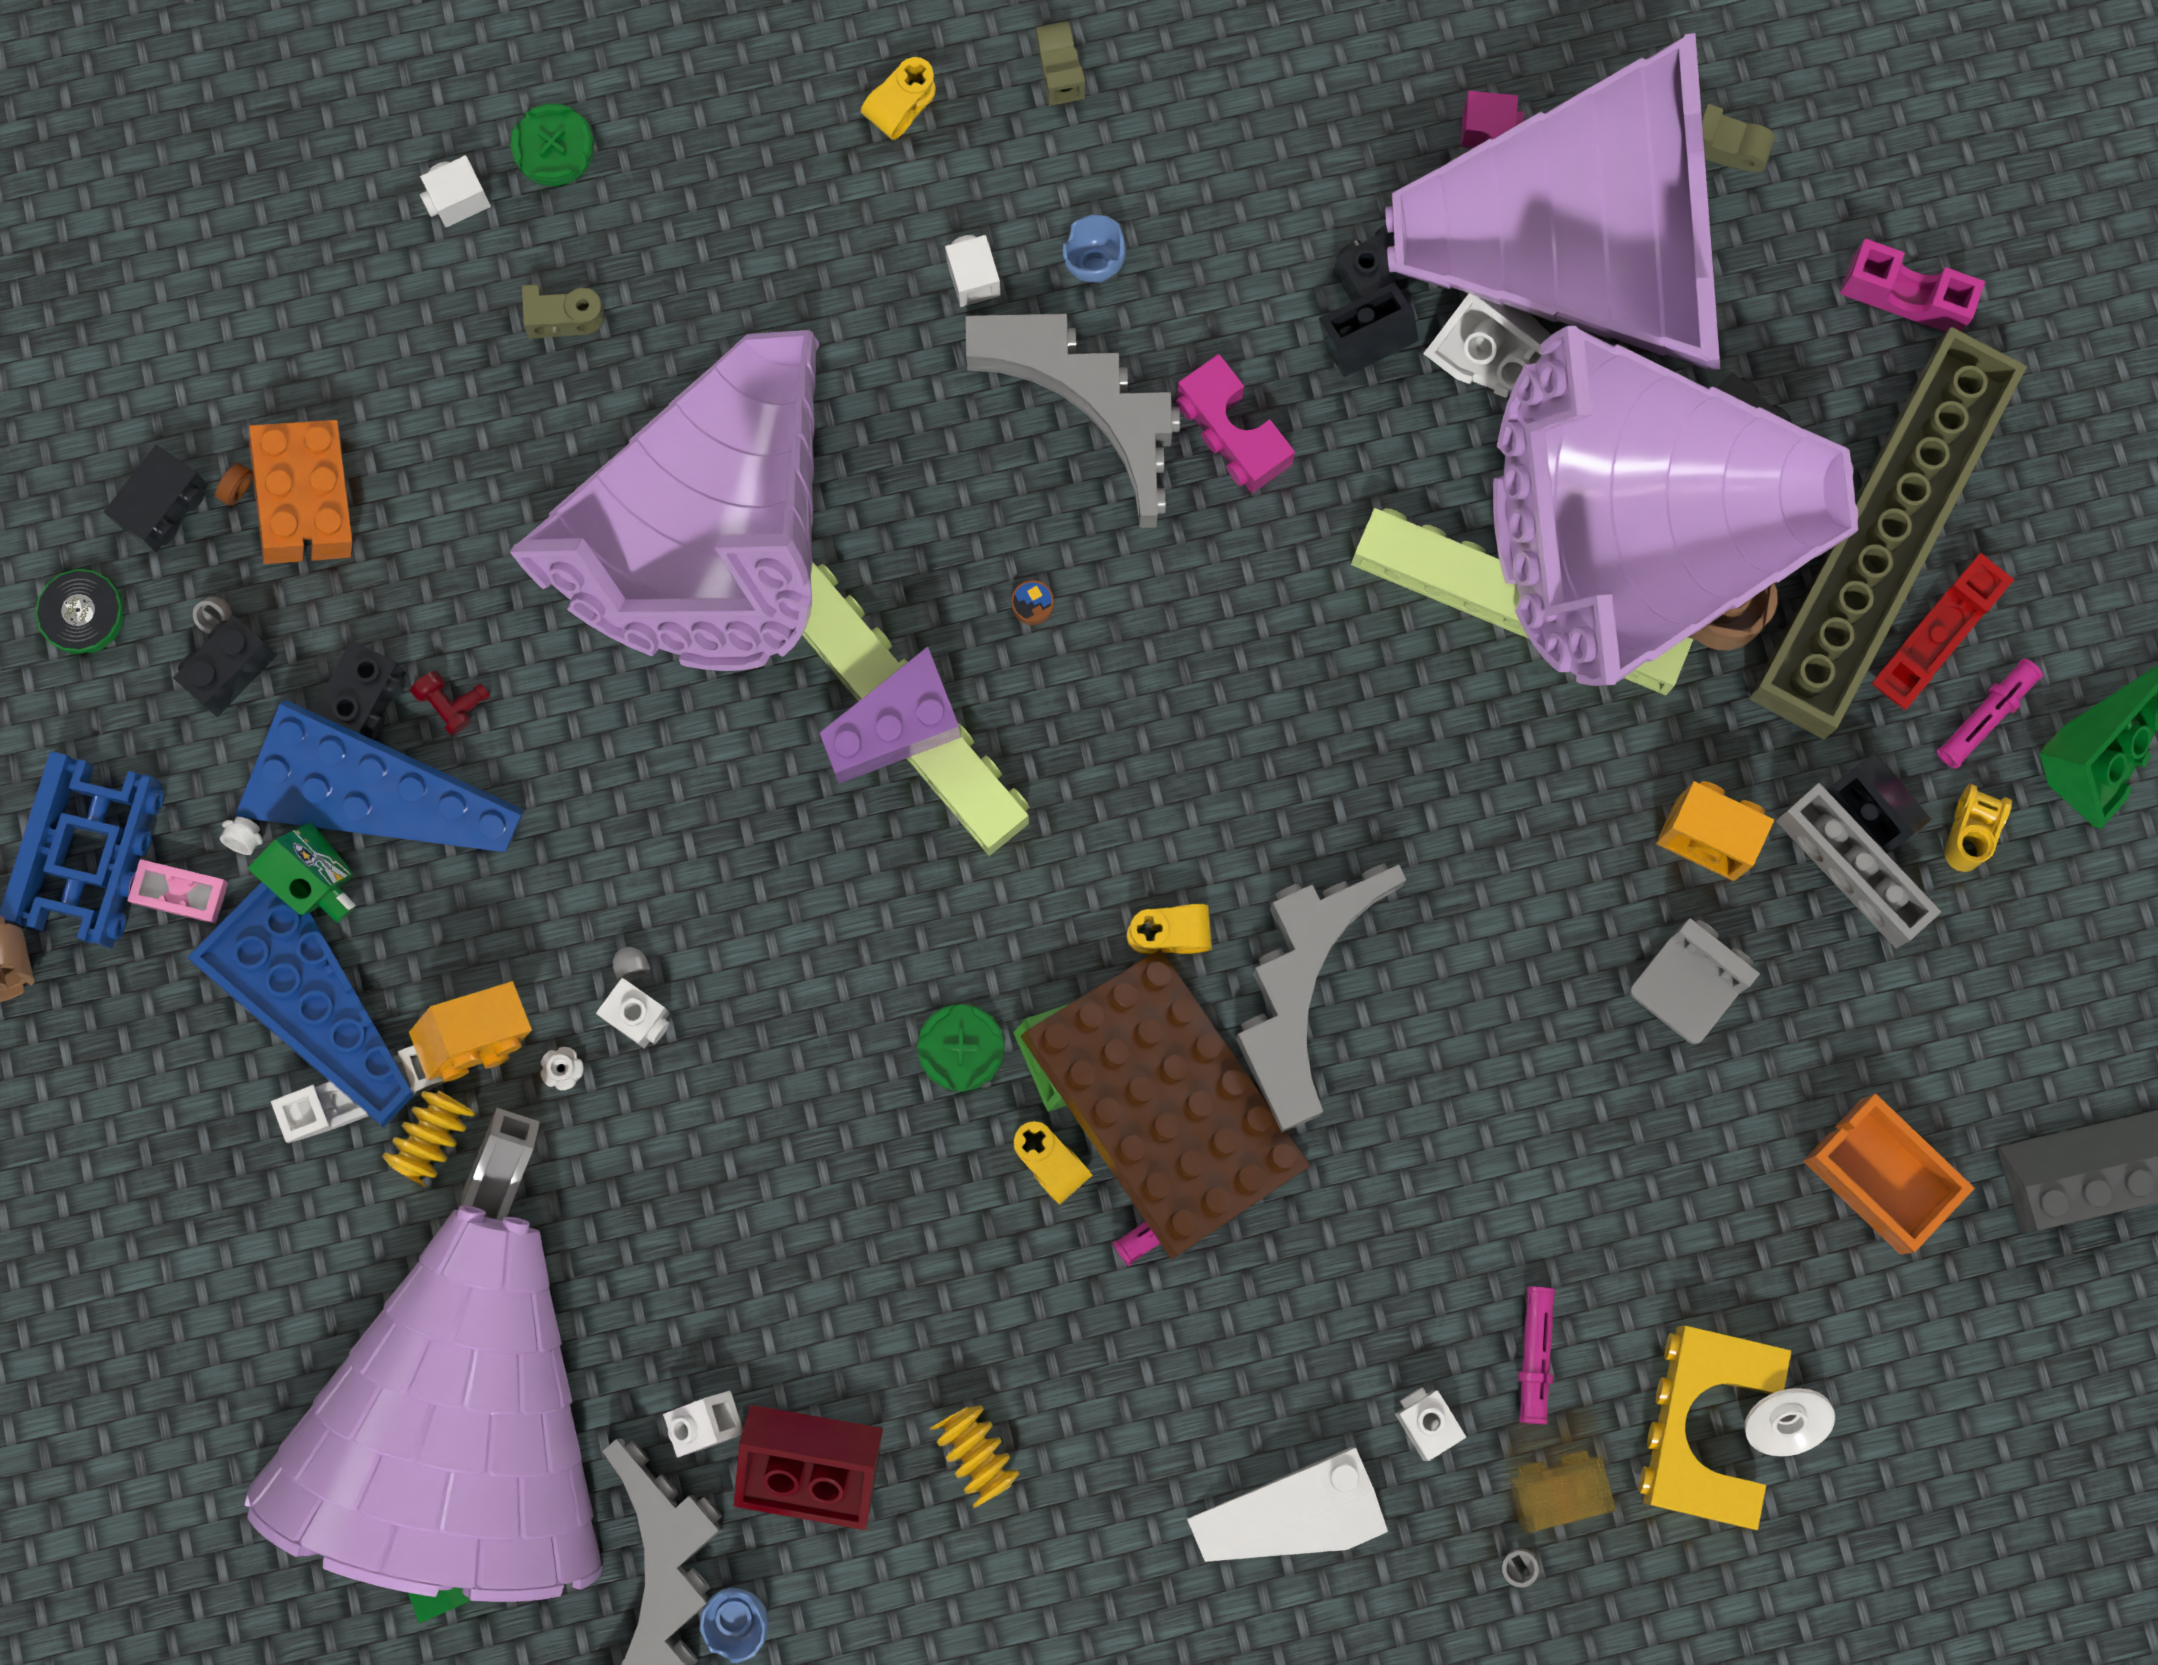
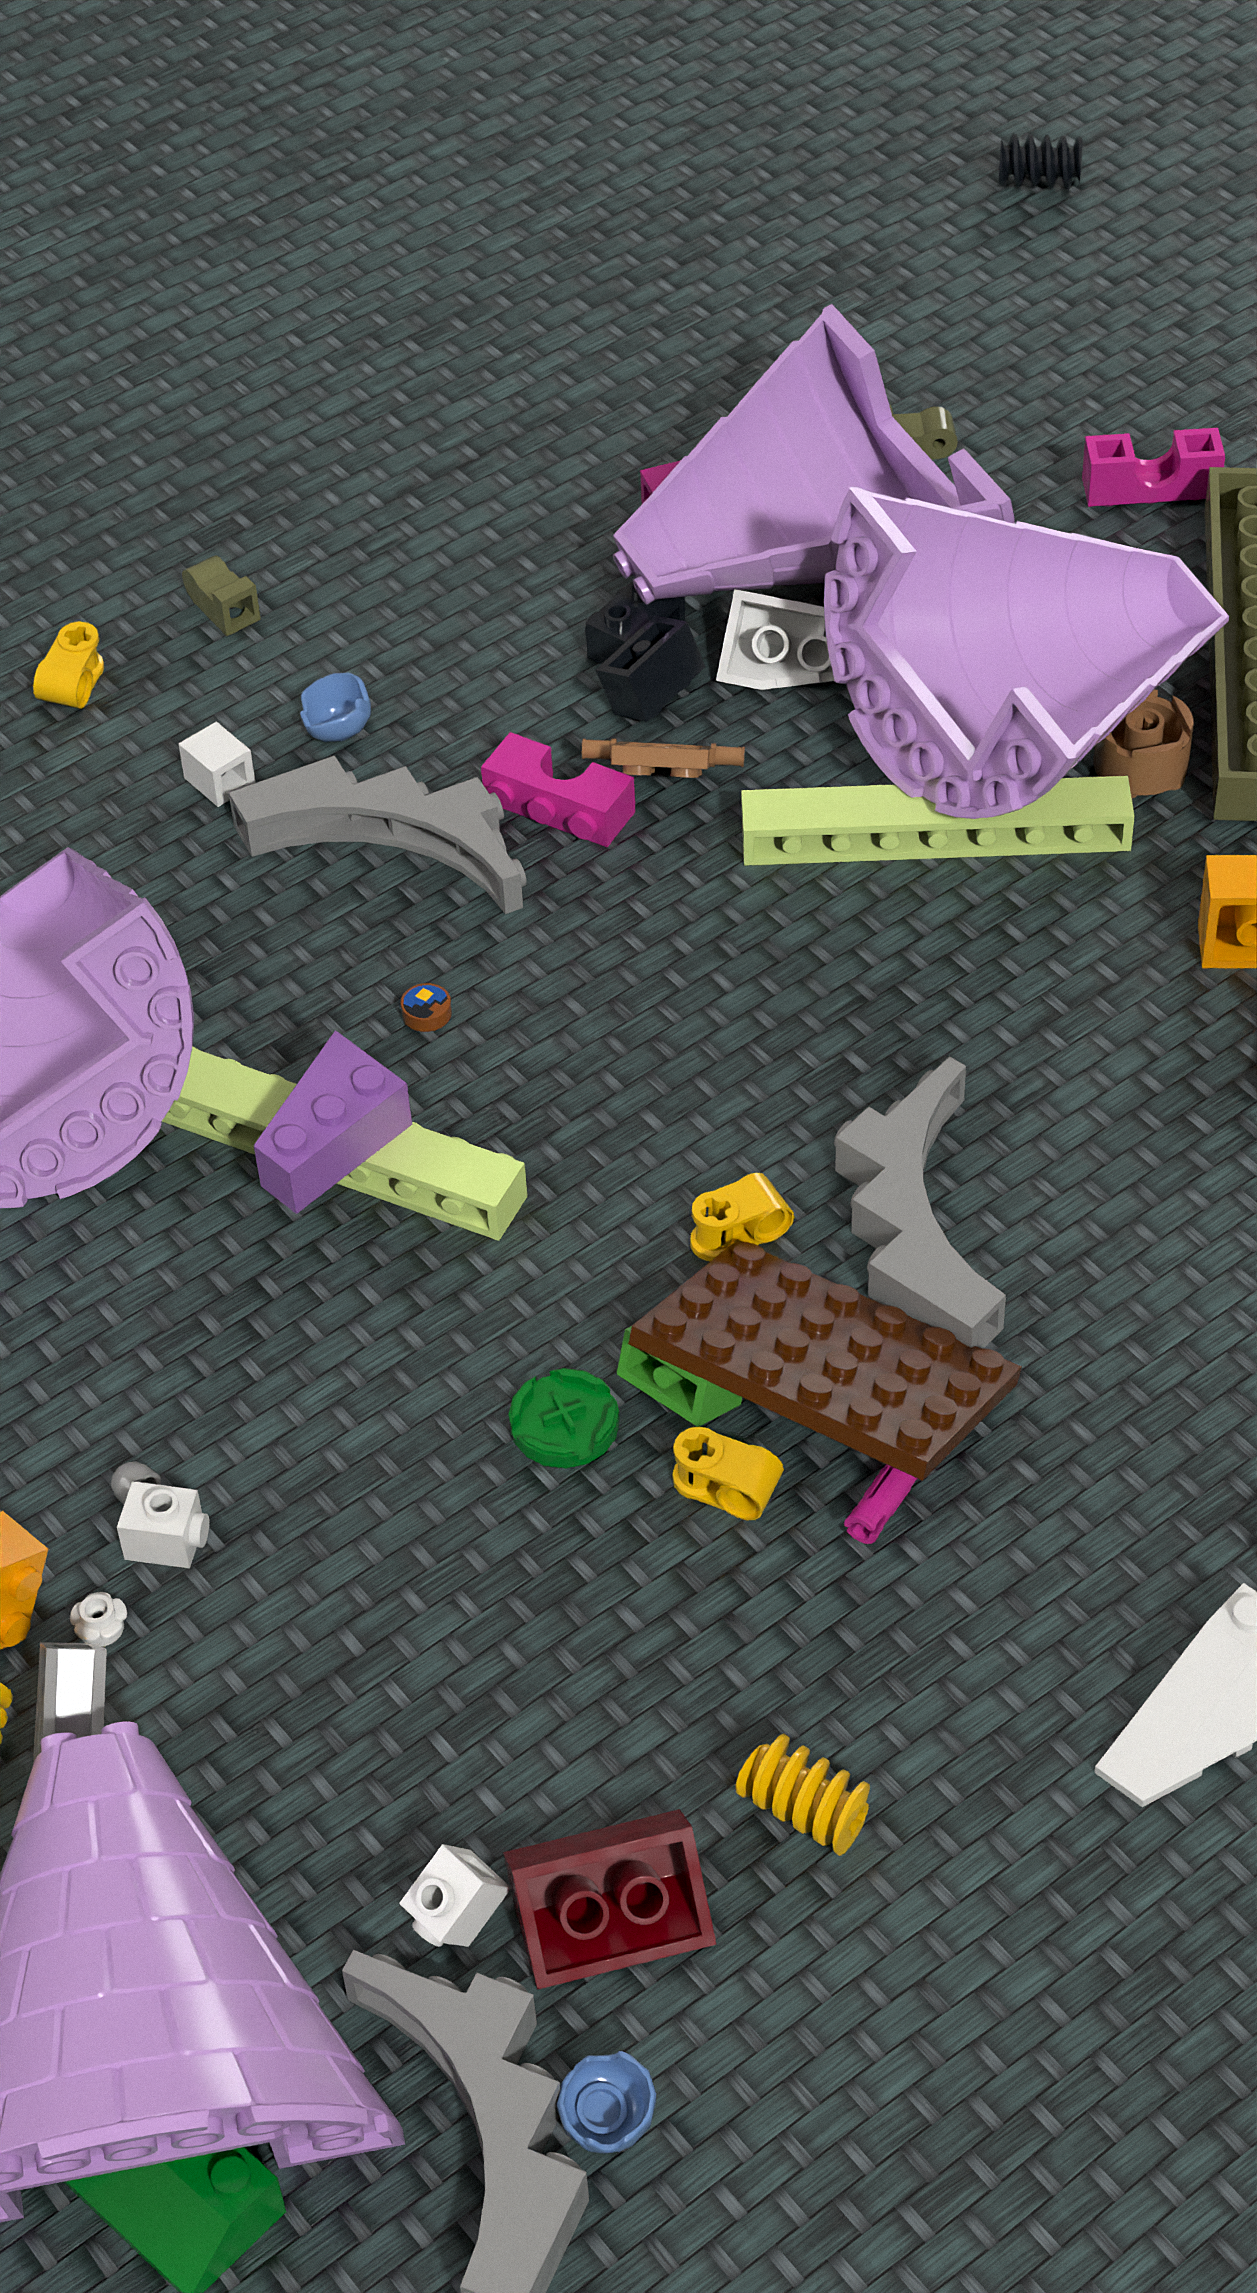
camera: 20 degrees left, 30 degrees down
(1332, 434) = (642, 758): none -> medium nougat plate

